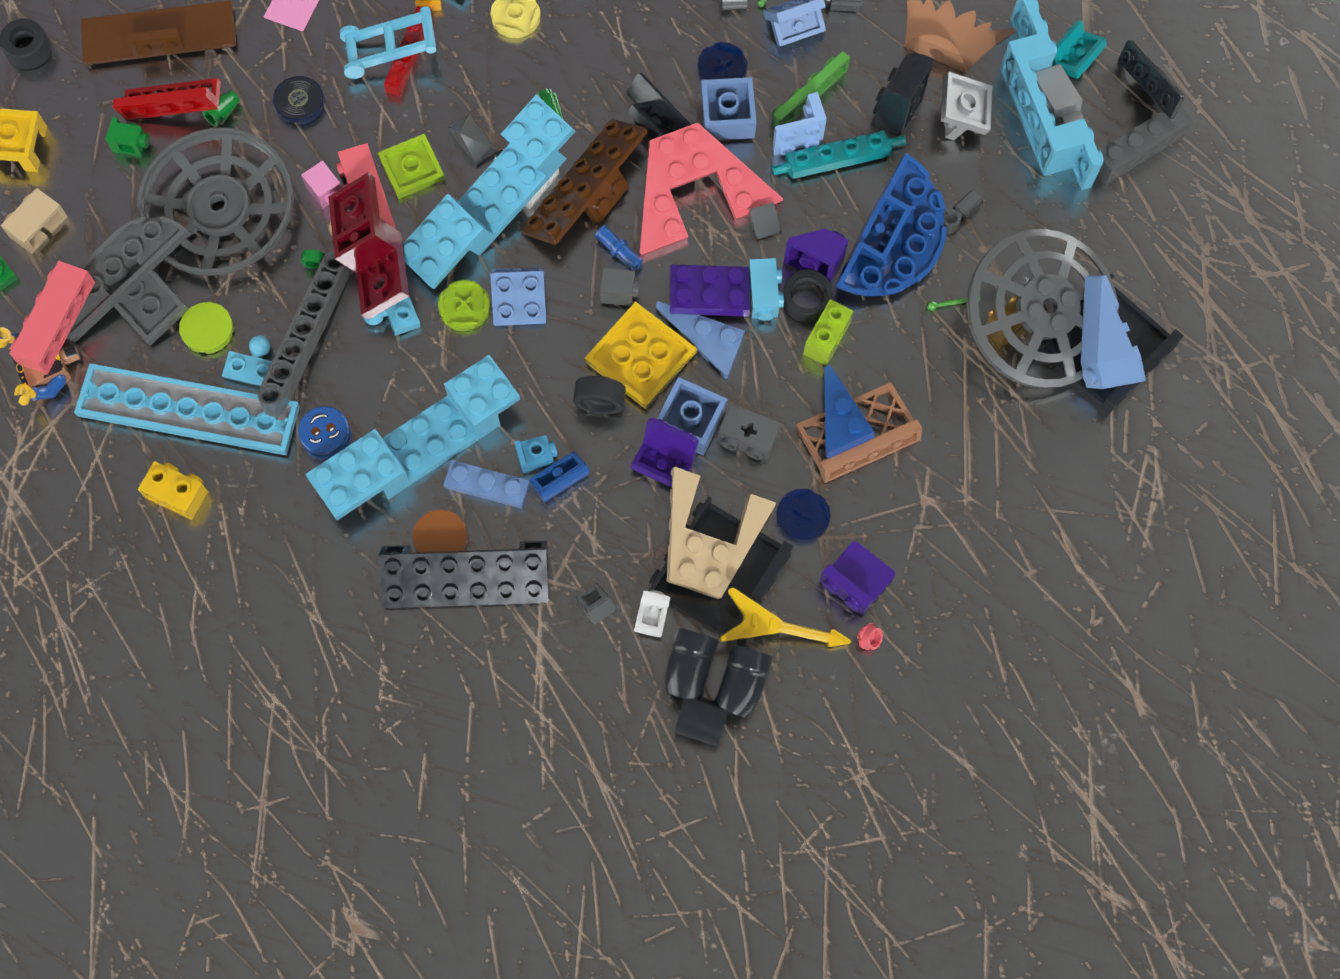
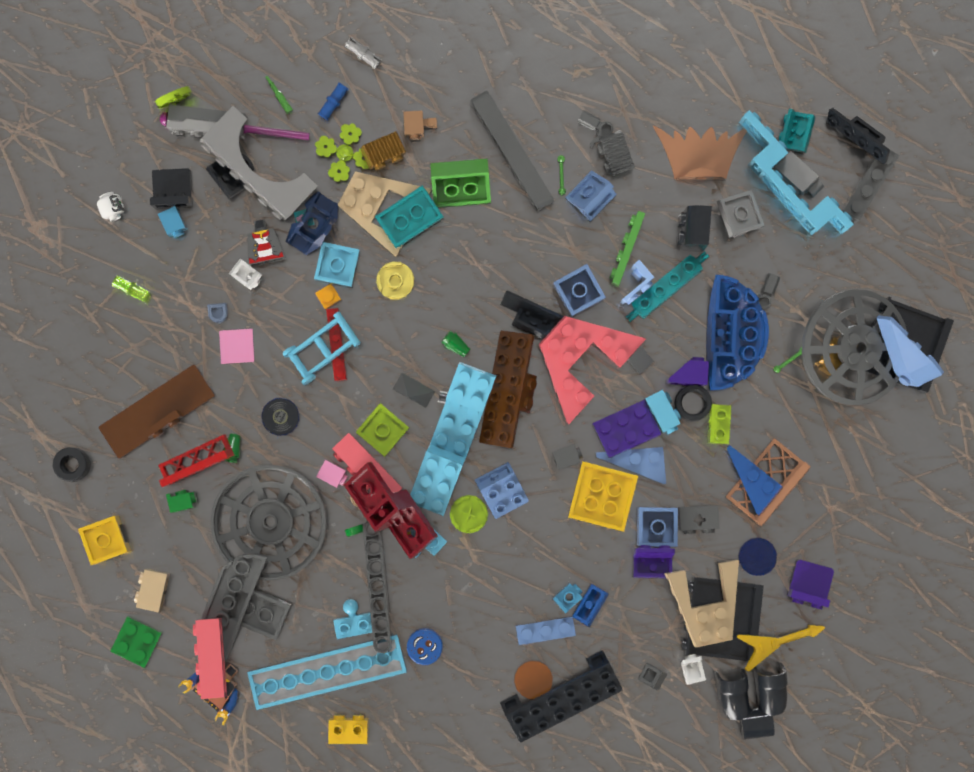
camera: 20 degrees left, 15 degrees up
(206, 327) = (307, 609): lime tile -> none
(418, 445) = (488, 628): medium azure bracket -> none
(599, 394) = (591, 540): black tyre -> none
(618, 248) = (552, 426): blue pin -> none
(722, 62) = (557, 254): clear blue tile -> none
(869, 637) = (835, 619): coral plate -> none

